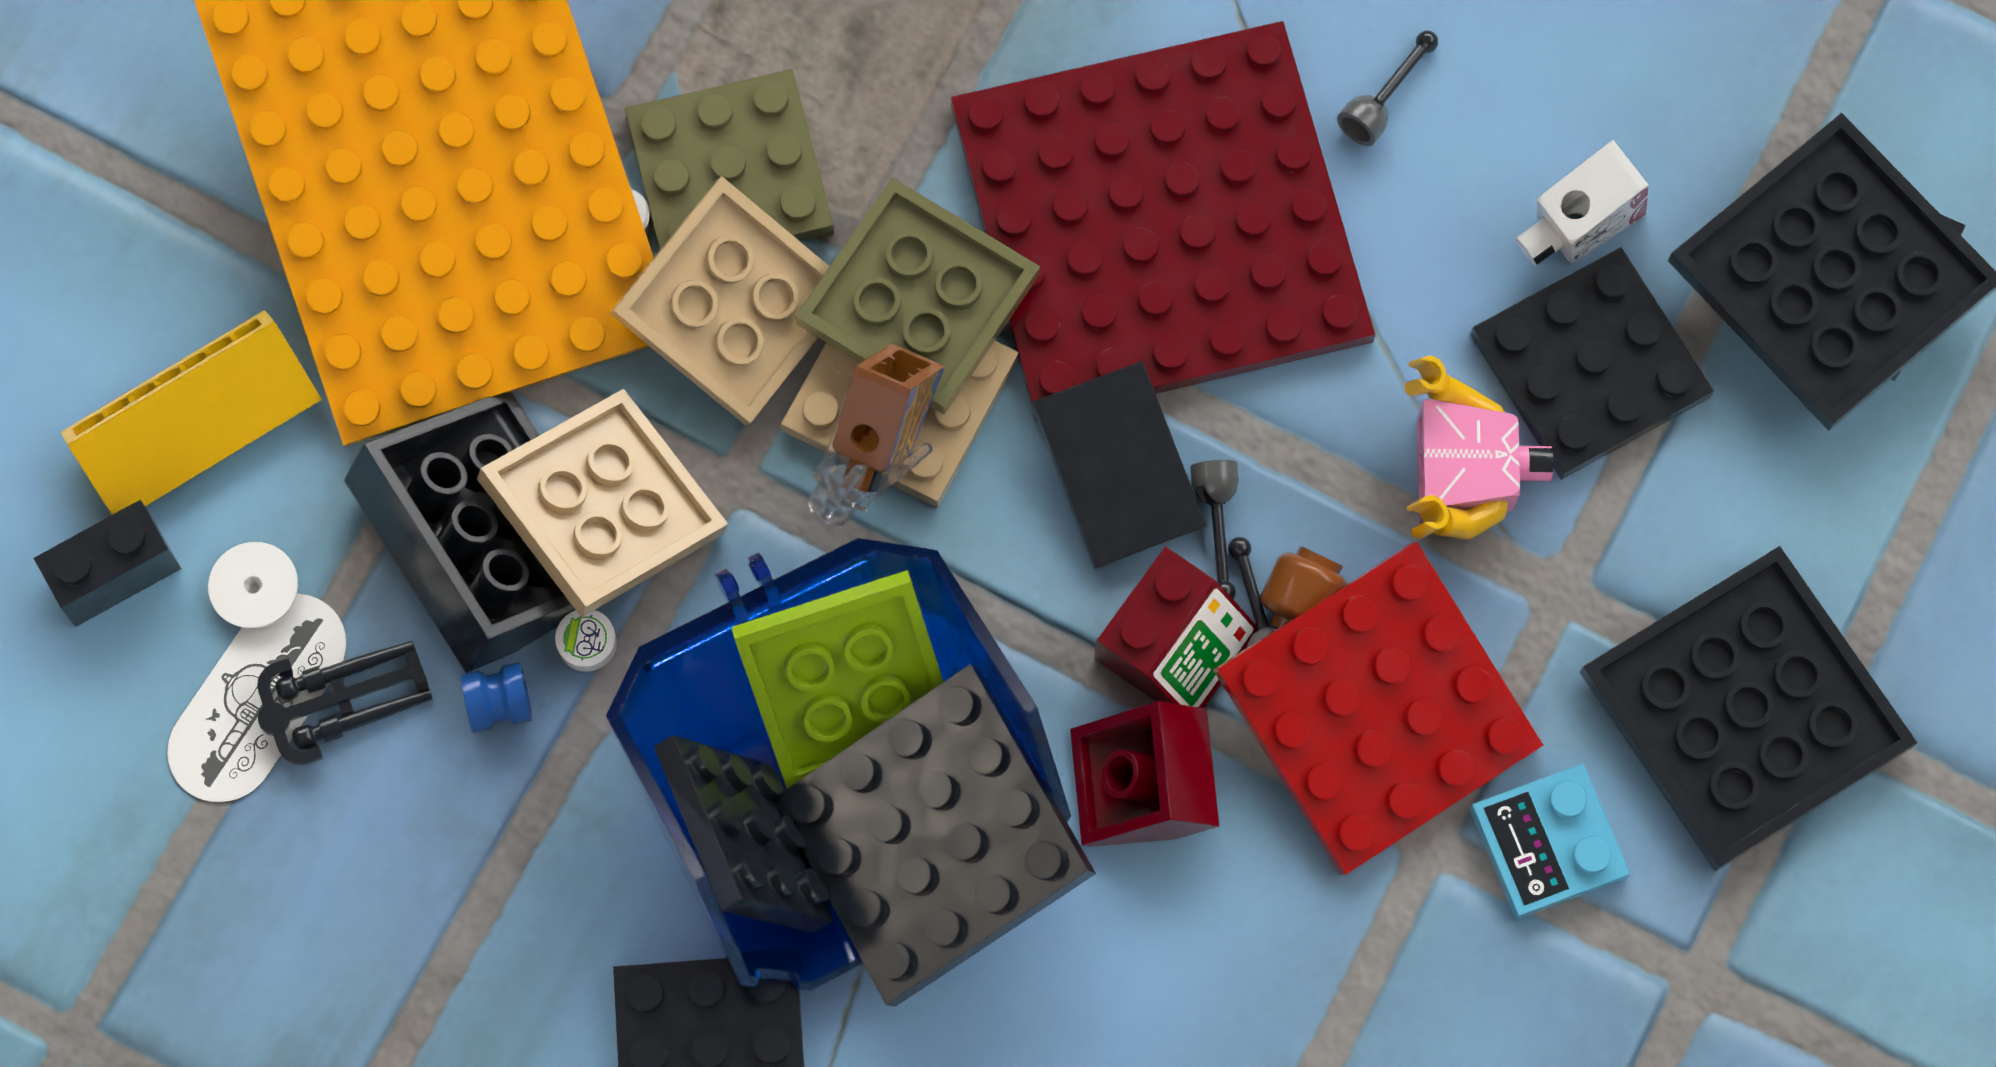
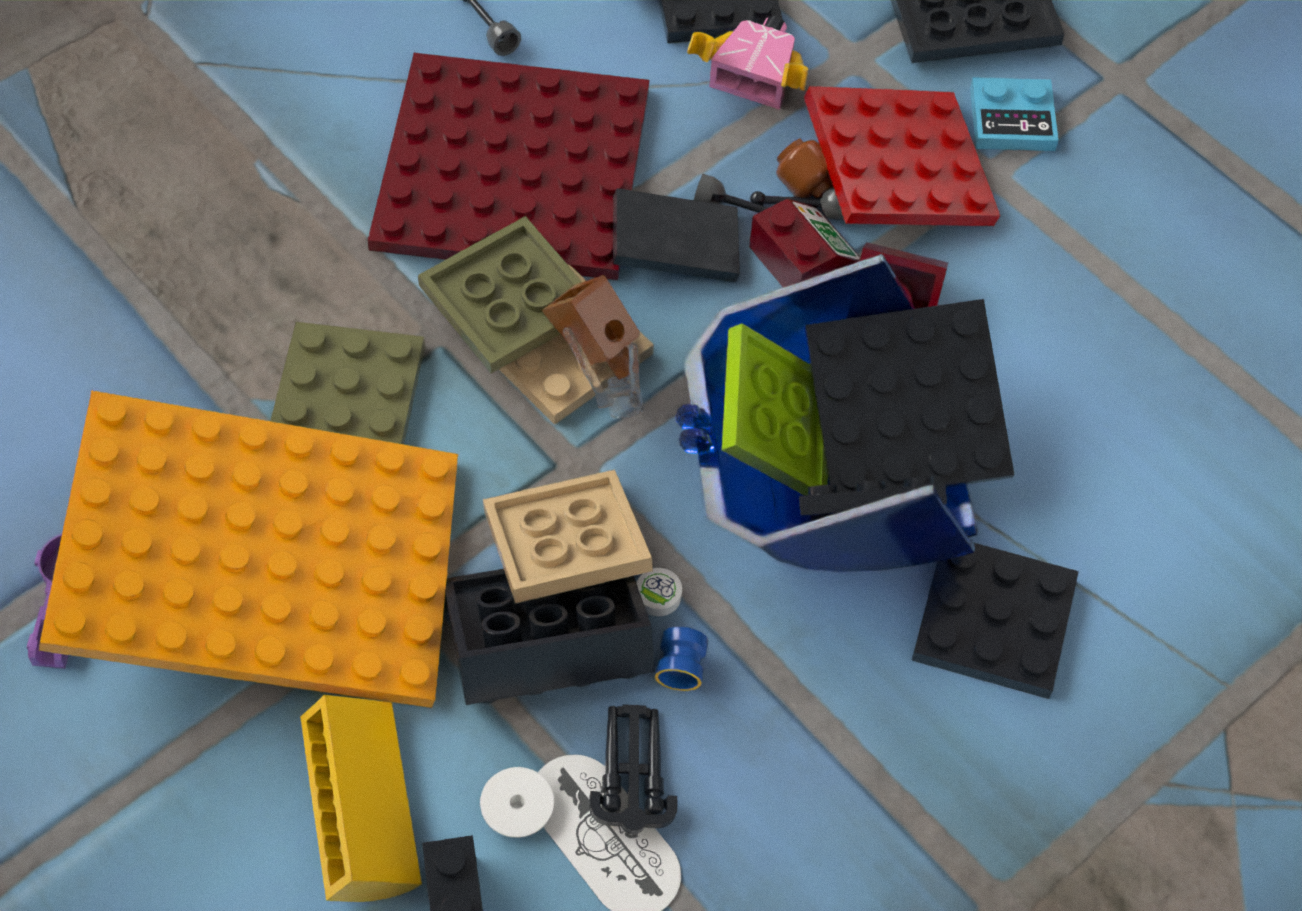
camera: 70 degrees left, 15 degrees down
(726, 301) = (453, 407): tan plate -> none

